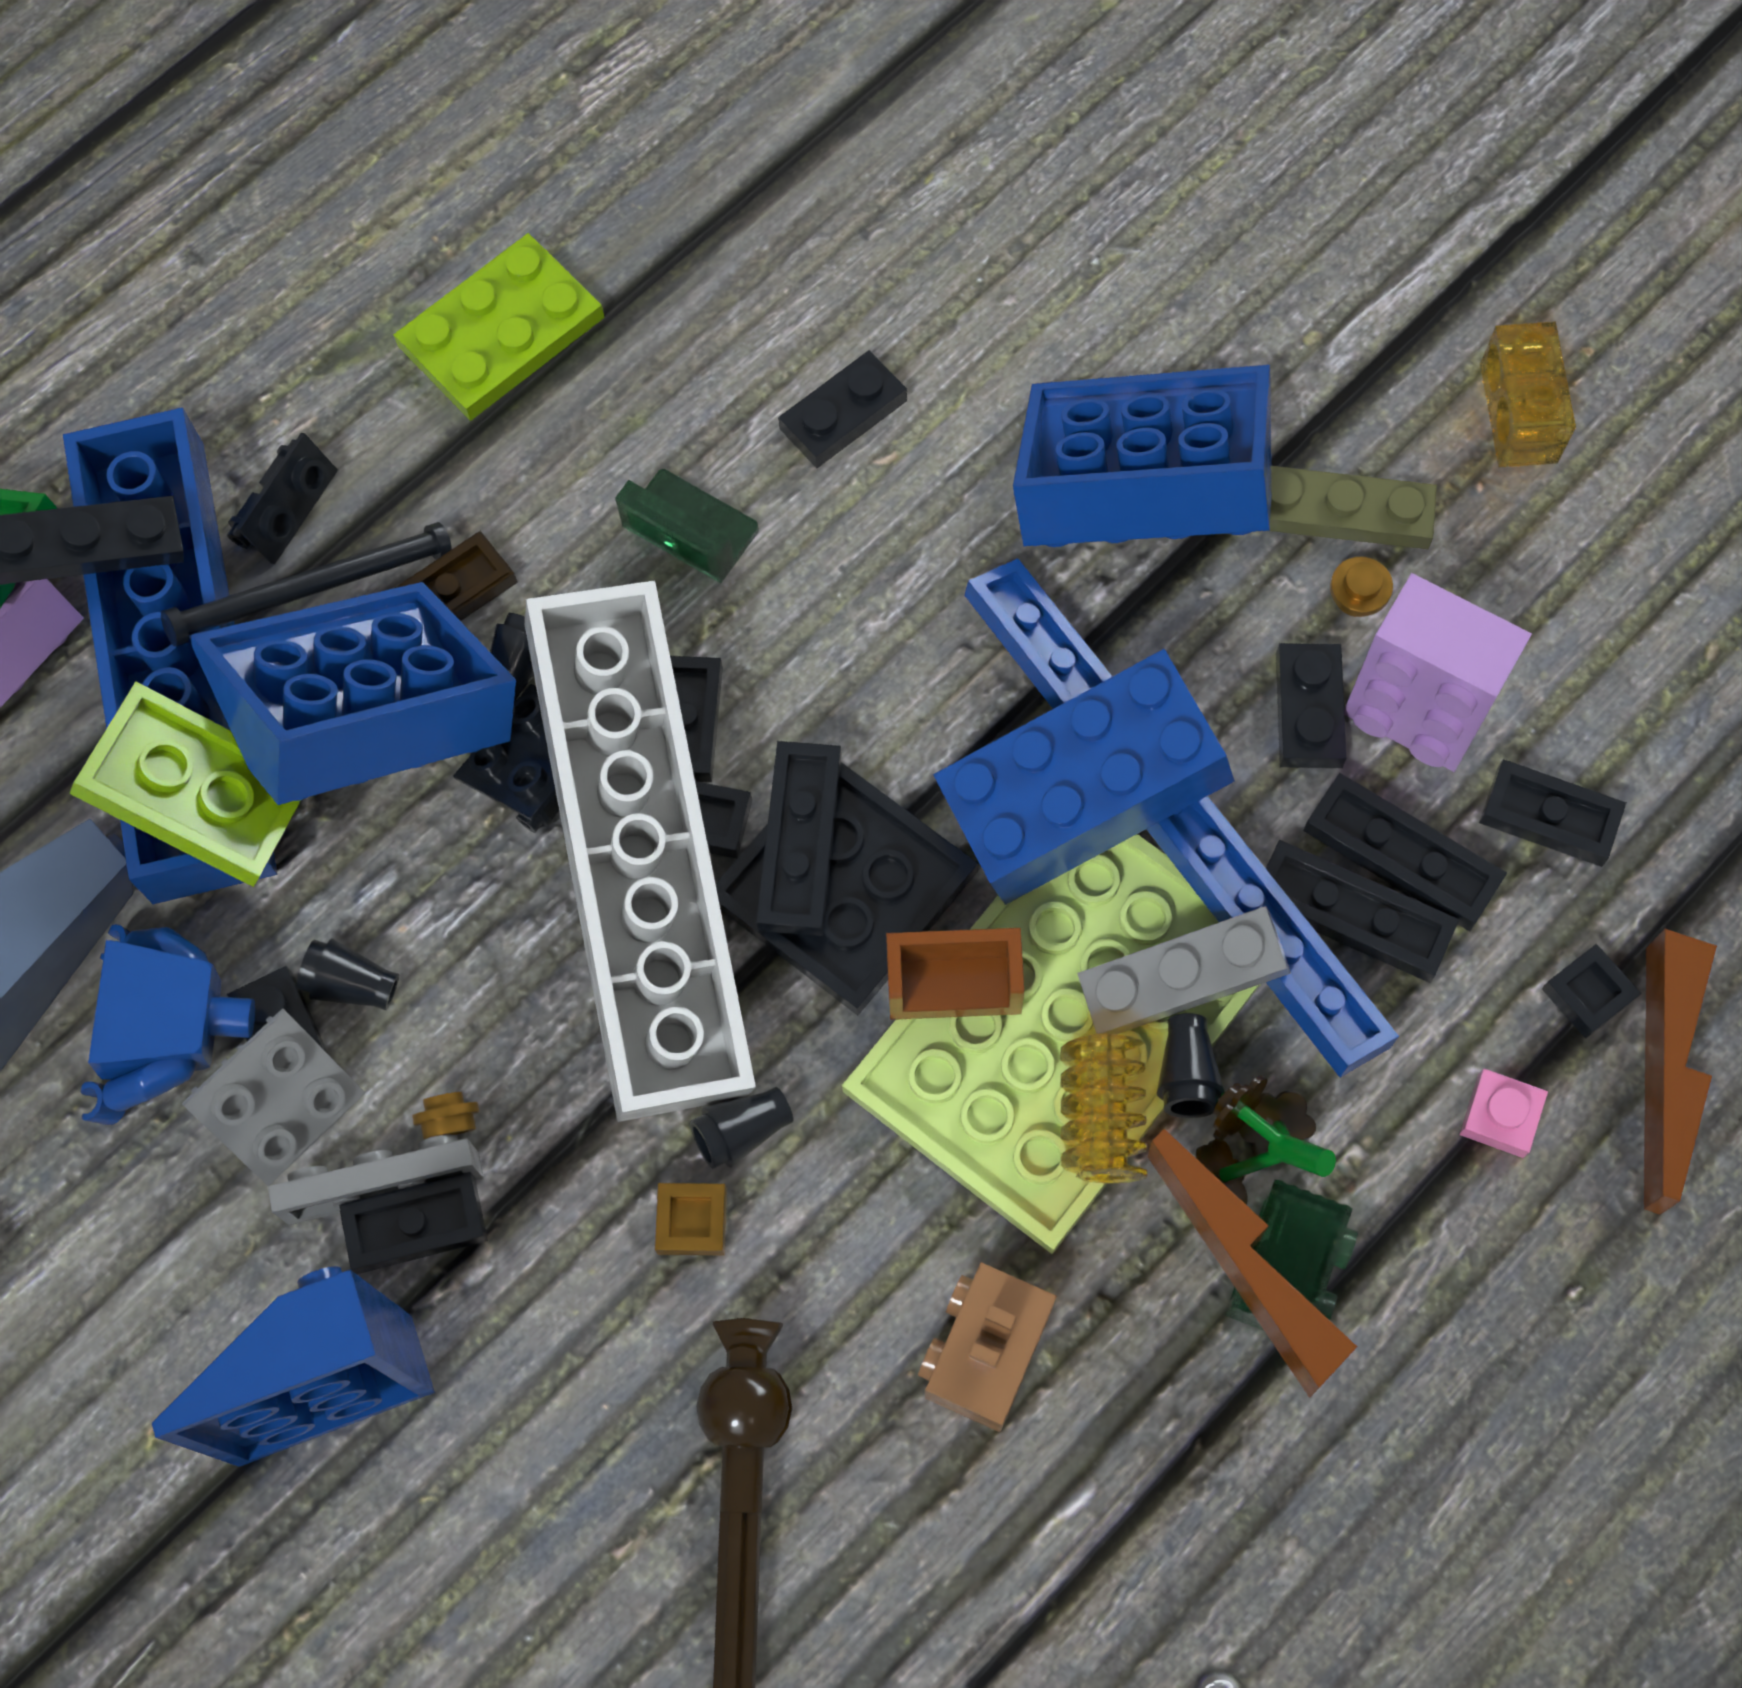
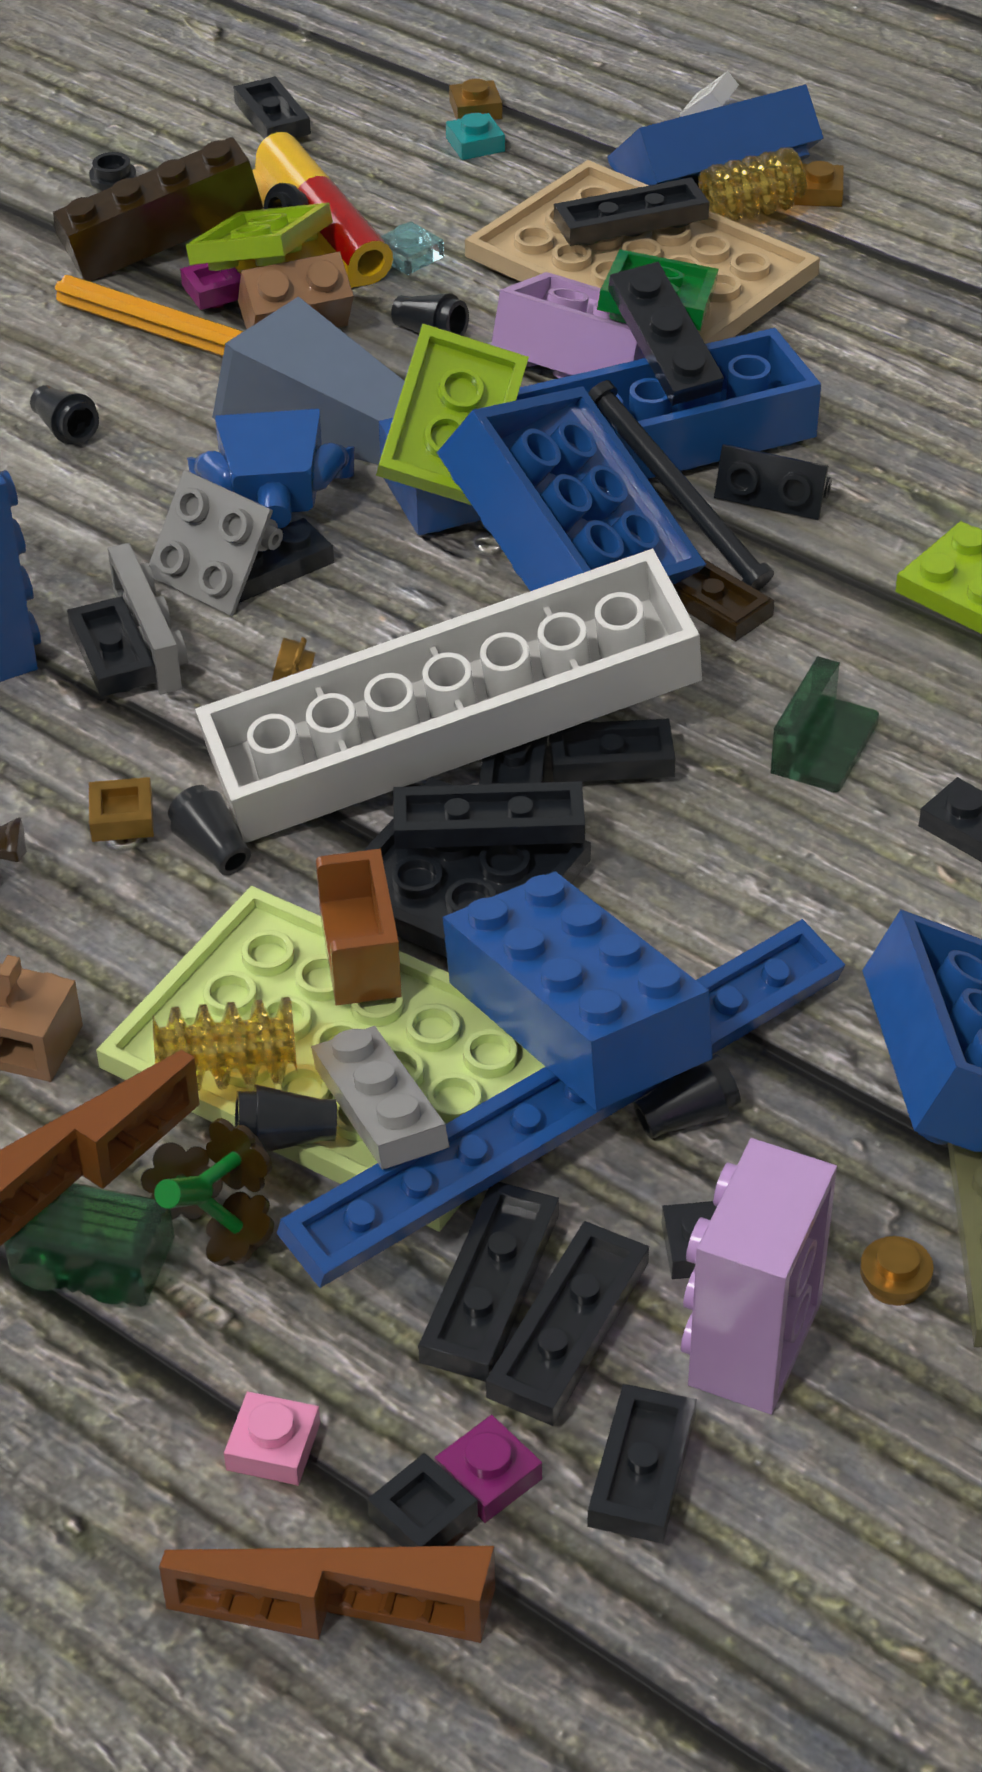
camera: 80 degrees right, 25 degrees down
(344, 976) = (327, 572): black cone -> none
(446, 1115) = (205, 649): pearl gold plate -> none
(484, 1024) = (292, 658): none -> pearl gold plate
(1542, 937) = (491, 1466): none -> magenta plate

